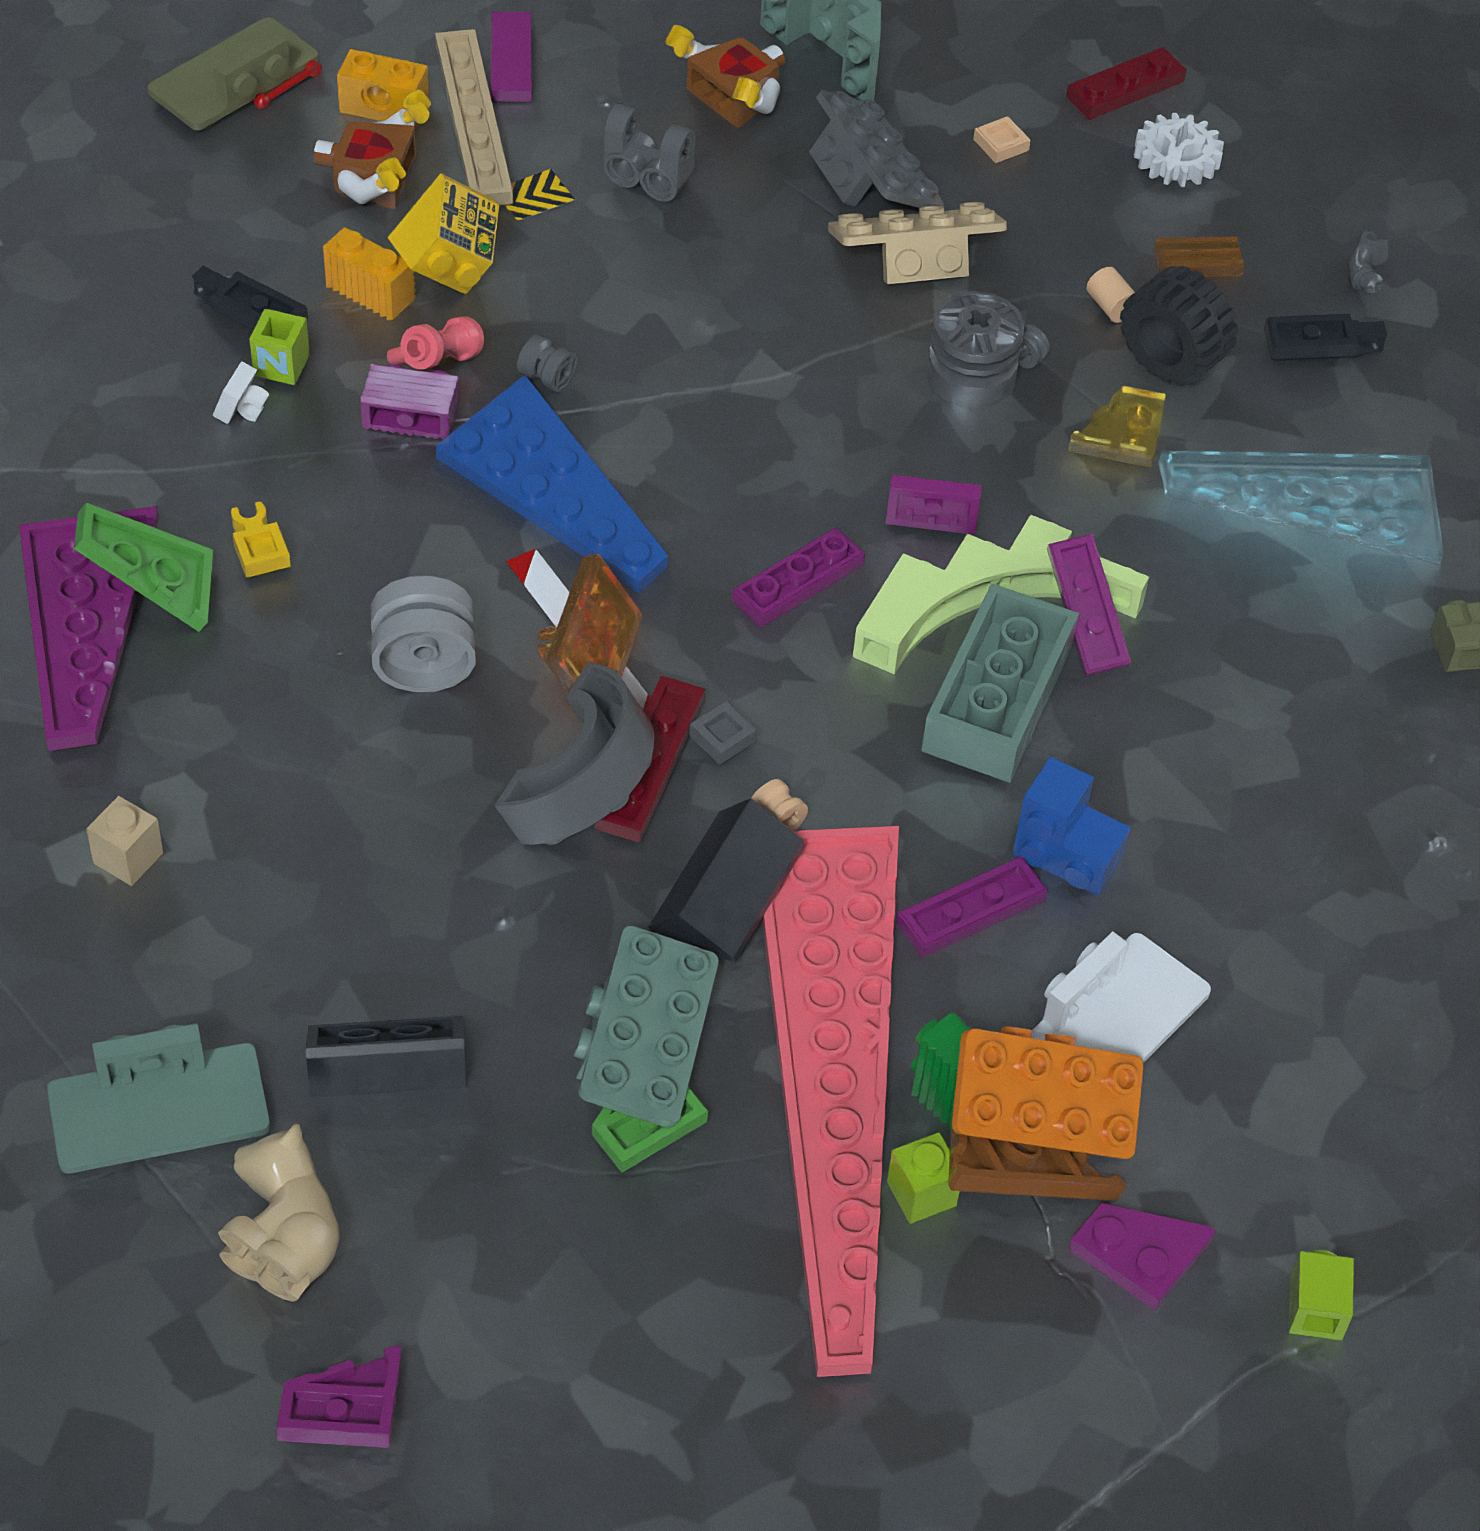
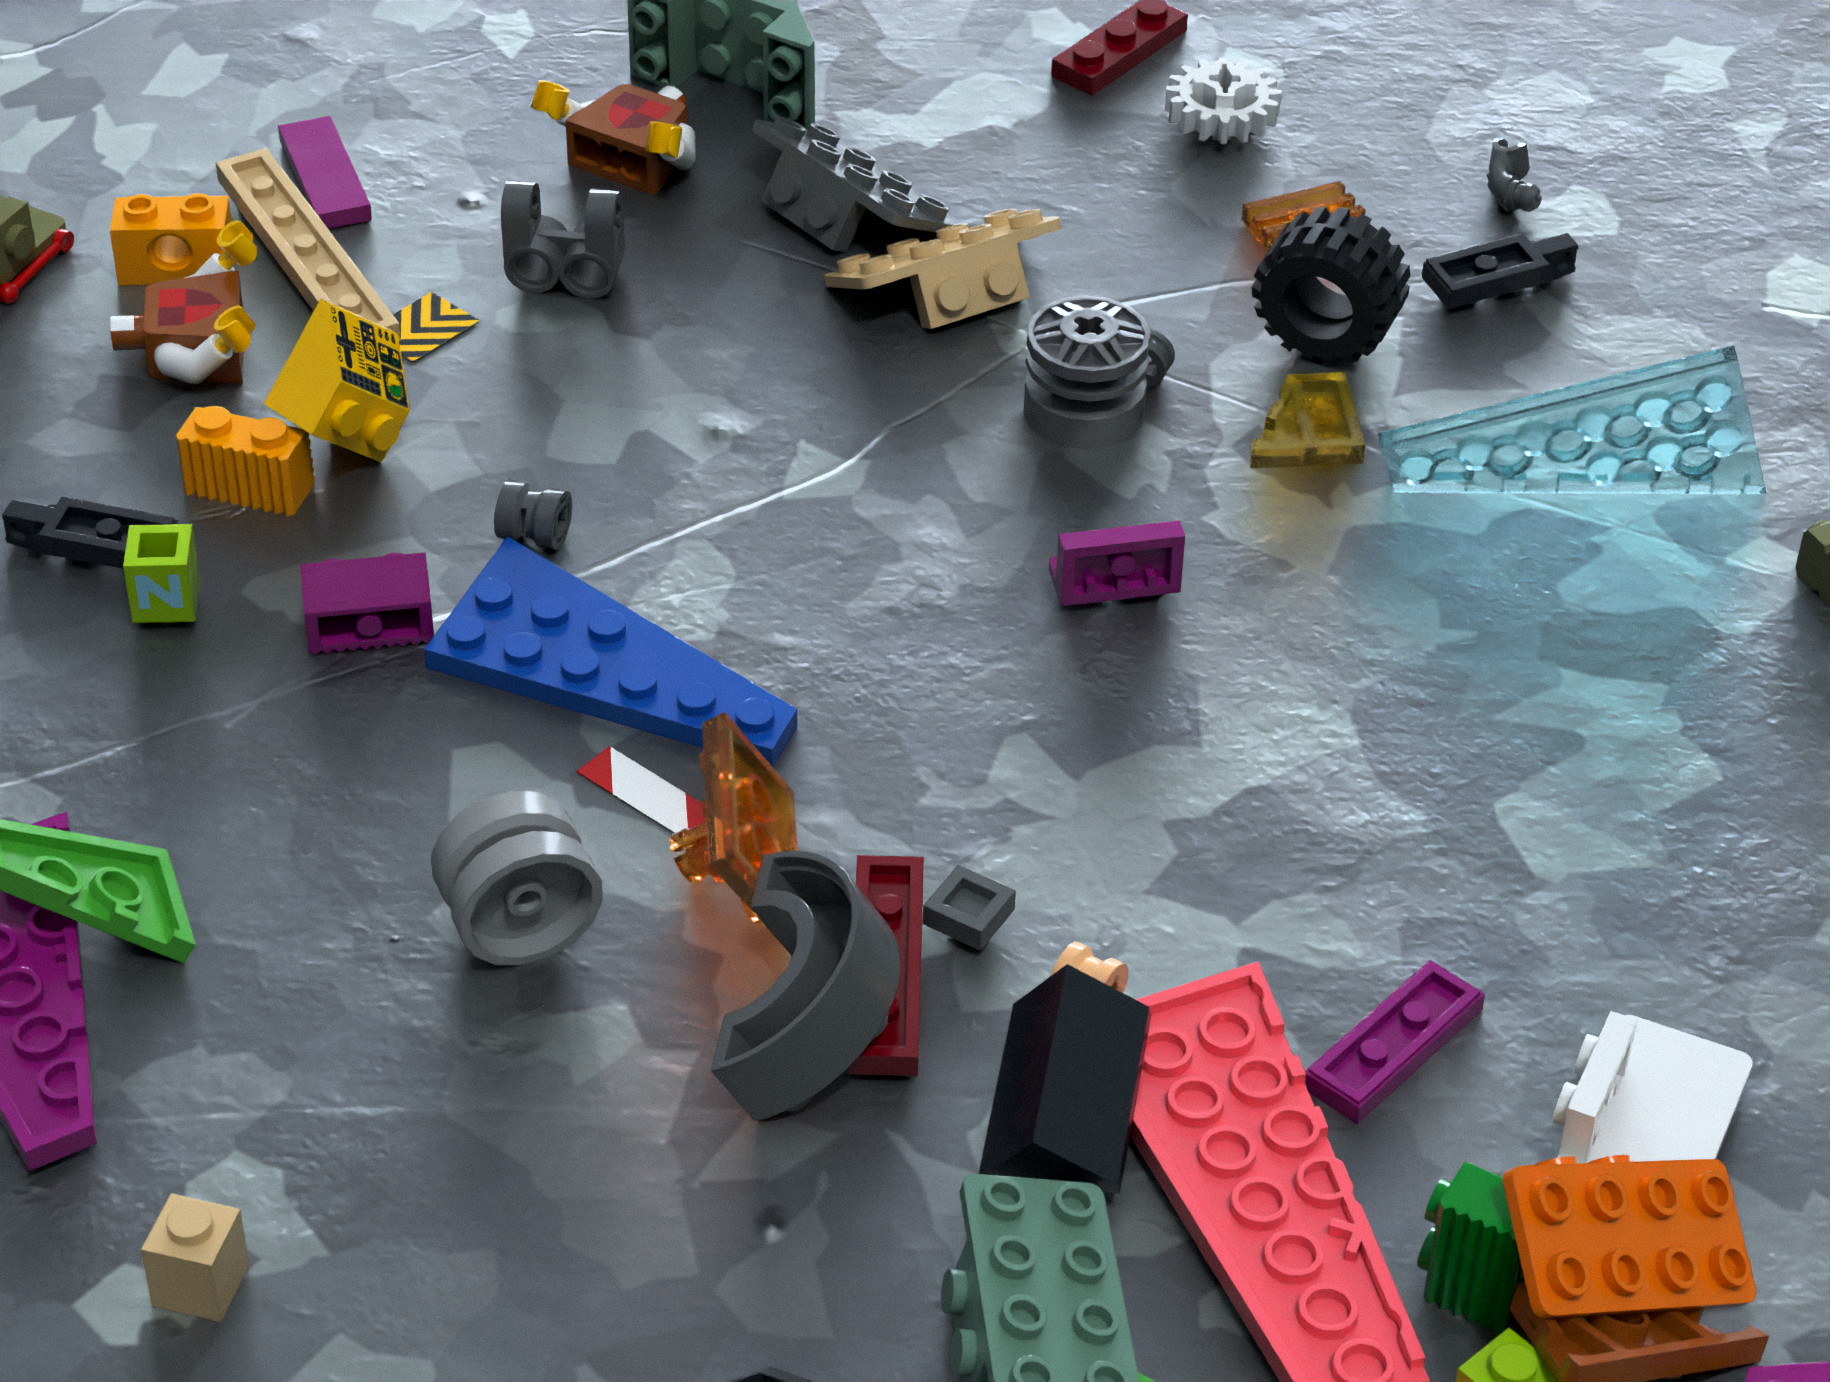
camera: 15 degrees left, 10 degrees down
(241, 396) = (129, 648): white tile -> none
(258, 543) = (226, 829): yellow plate -> none
(425, 346) = (372, 521): coral piece -> none
(798, 577) = (976, 696): magenta tile -> none
(924, 597) = (1285, 605): yellowish green arch -> none
(999, 682) = (1308, 754): sand green brick -> none
(1001, 139) = (997, 137): light nougat tile -> none
(1064, 833) = (1483, 917): blue brick -> none
(1086, 591) = (1374, 634): magenta tile -> none
(1109, 292) = (1220, 276): light nougat piece -> none

